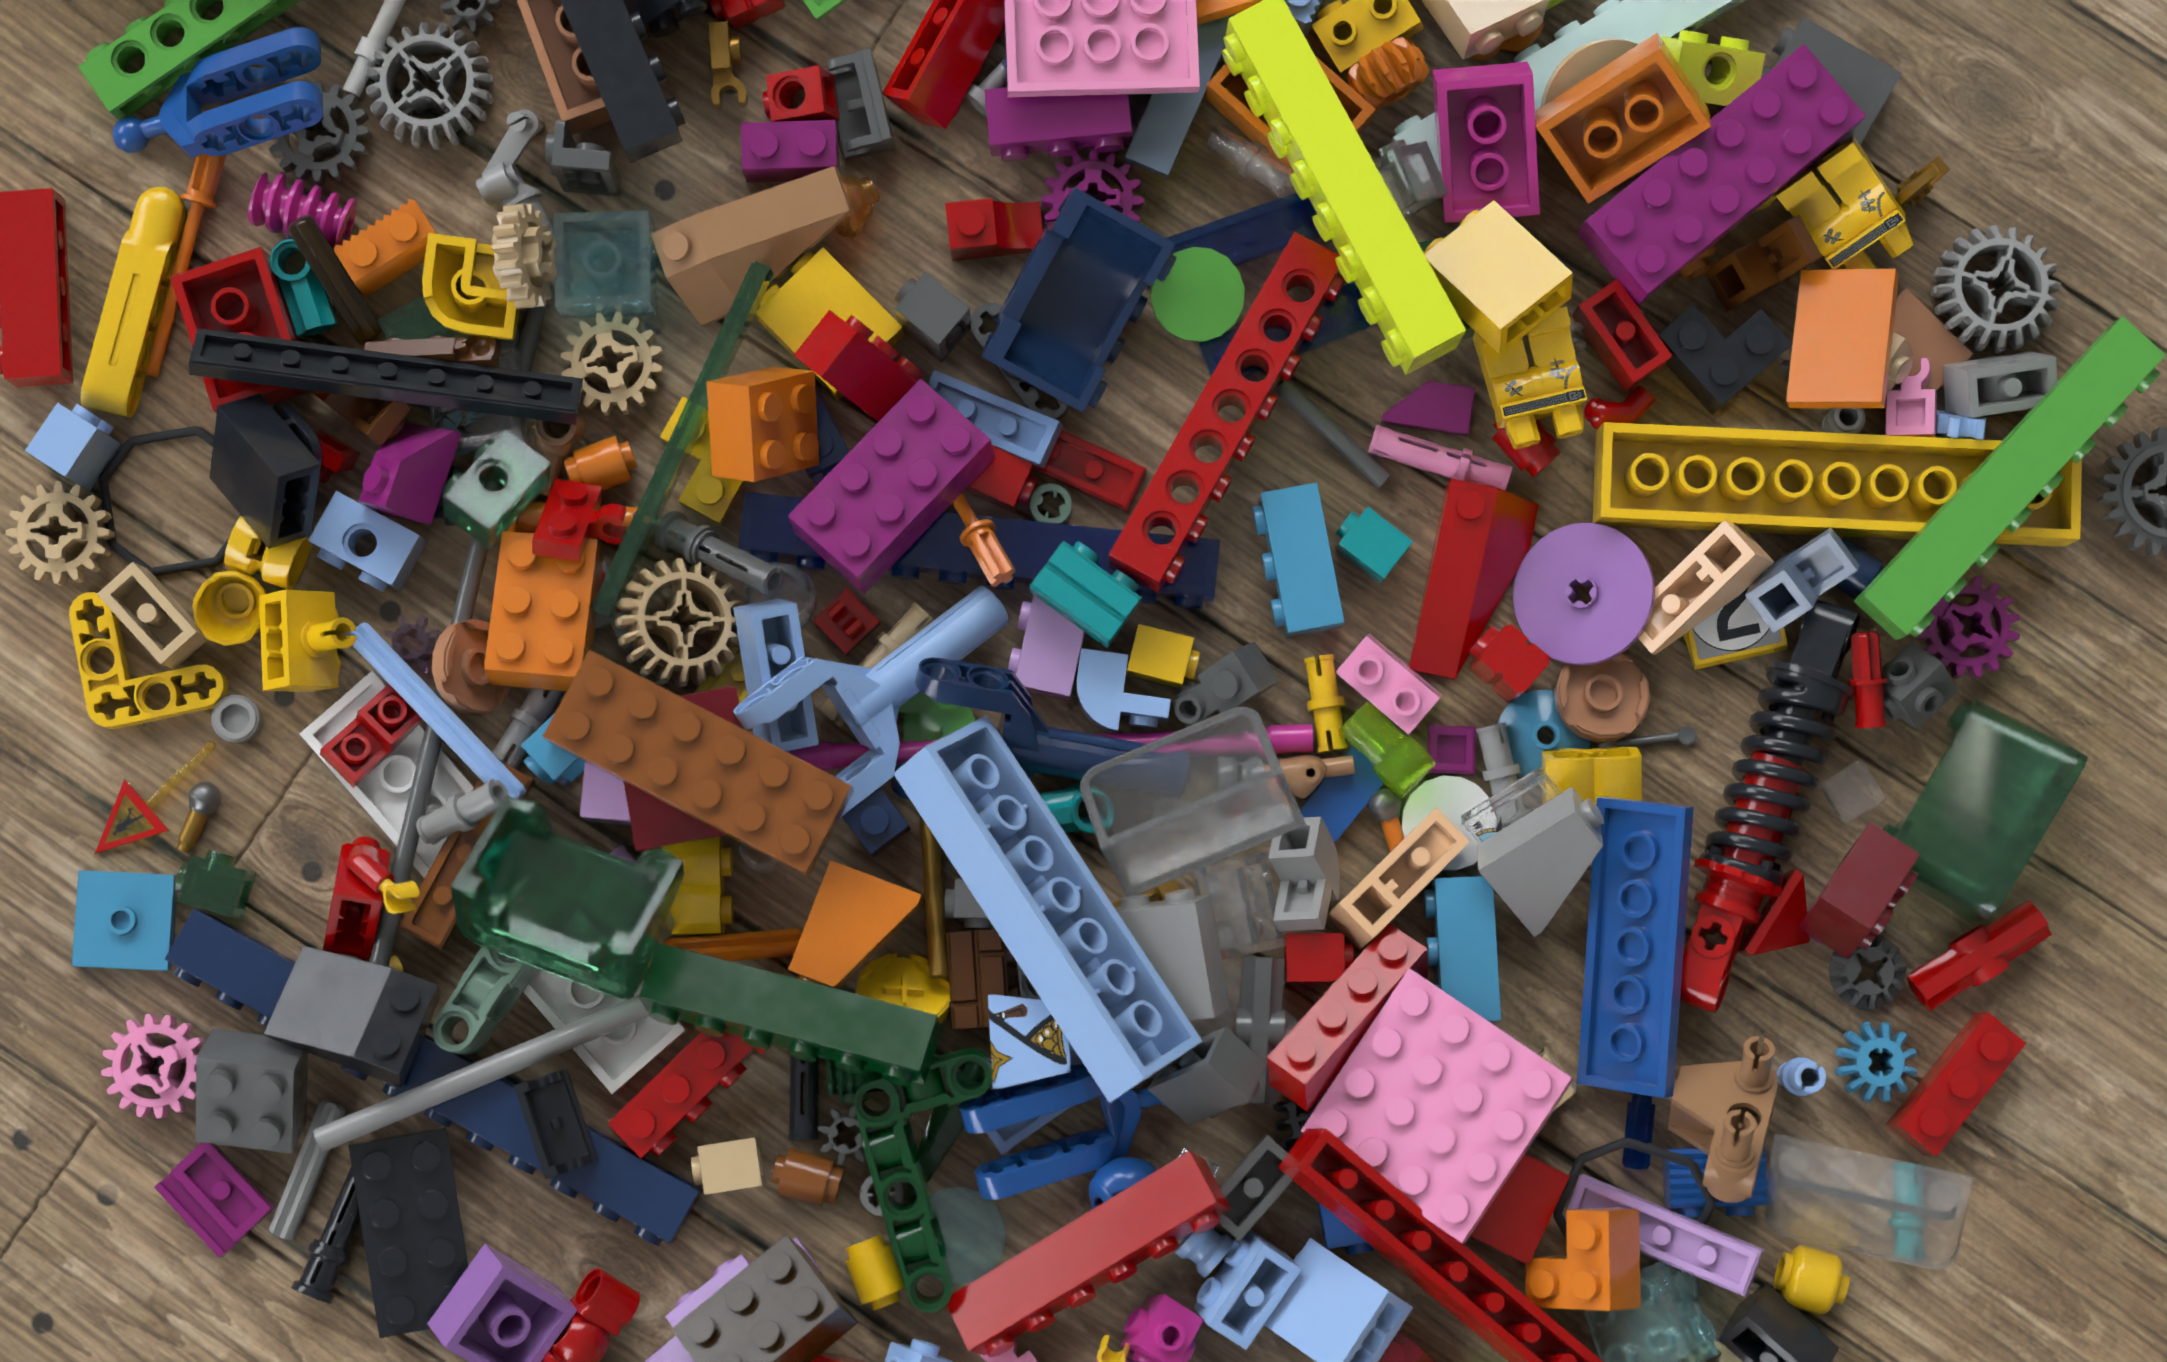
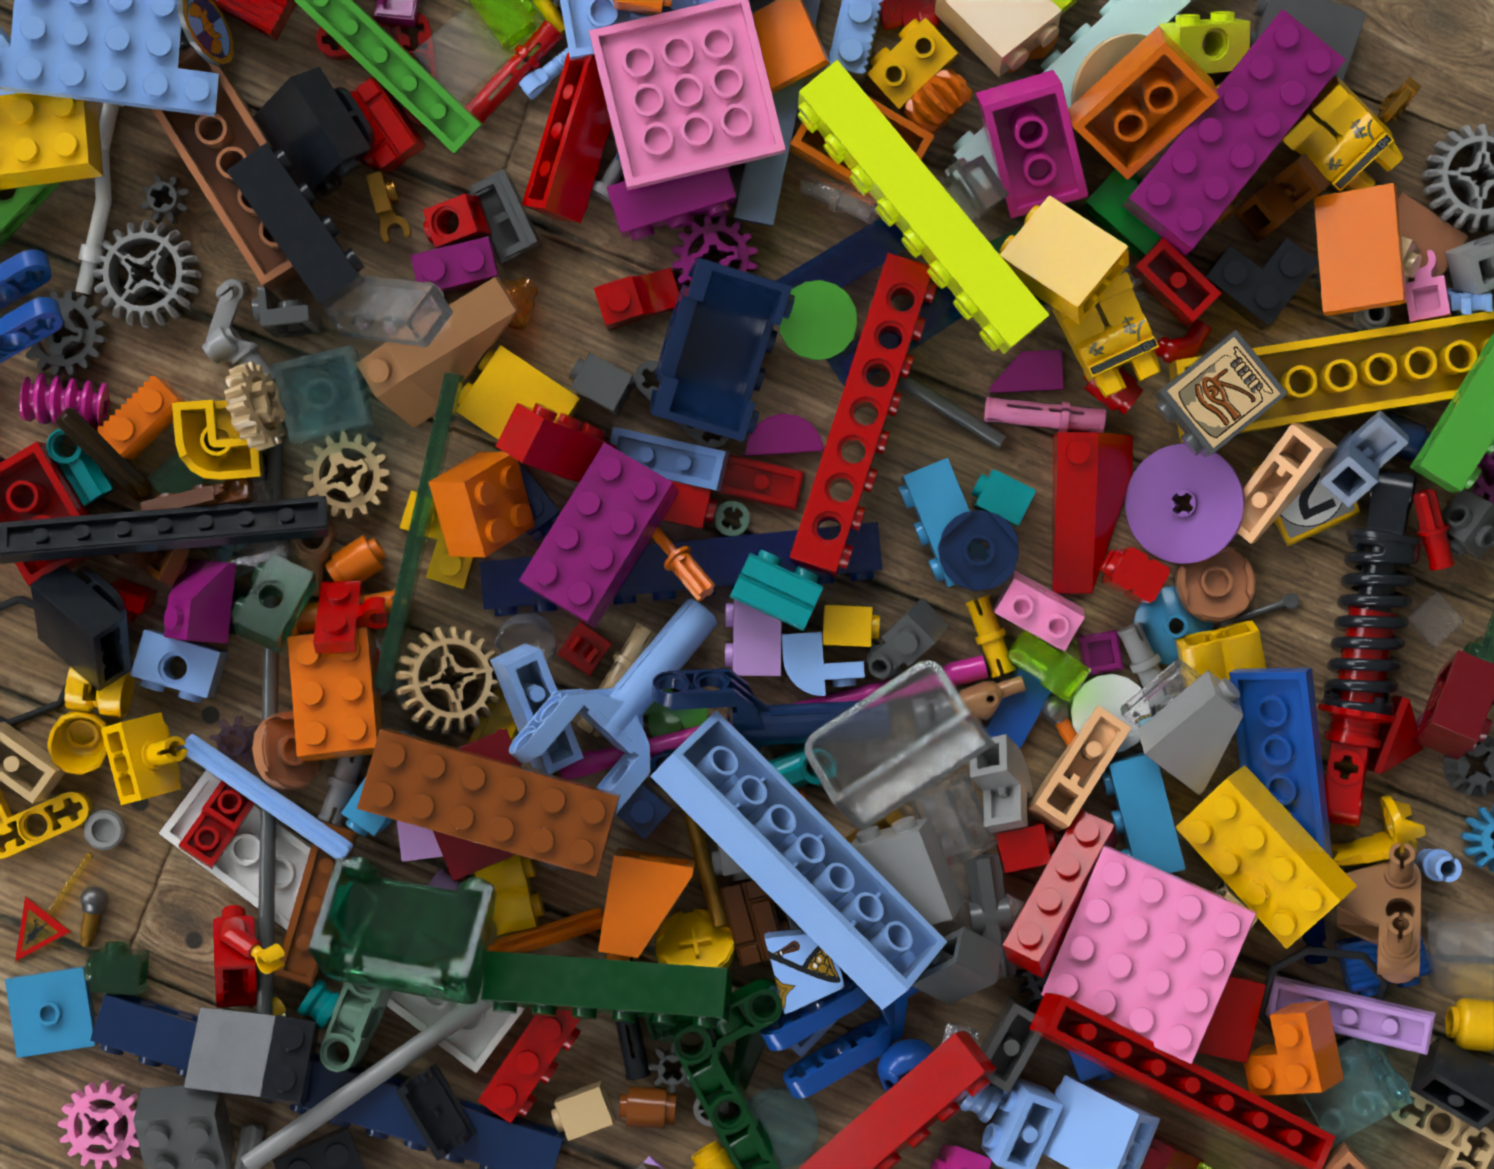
camera: 10 degrees left, 5 degrees up
(444, 971) = (319, 1003): none -> teal wheel
(461, 812) = (304, 874): light grey pin -> none
(688, 541) = (456, 613): dark grey pin -> none
(705, 181) = (392, 311): none -> clear brick
(1130, 422) = (783, 436): none -> magenta tile
(1336, 567) = (980, 527): none -> dark blue plate
(1559, 235) = (1107, 210): none -> green brick
(1598, 1021) = (1265, 856): none -> yellow brick
(1646, 469) = (1219, 395): none -> brick
(1762, 1020) = (1377, 847): none -> yellow hair

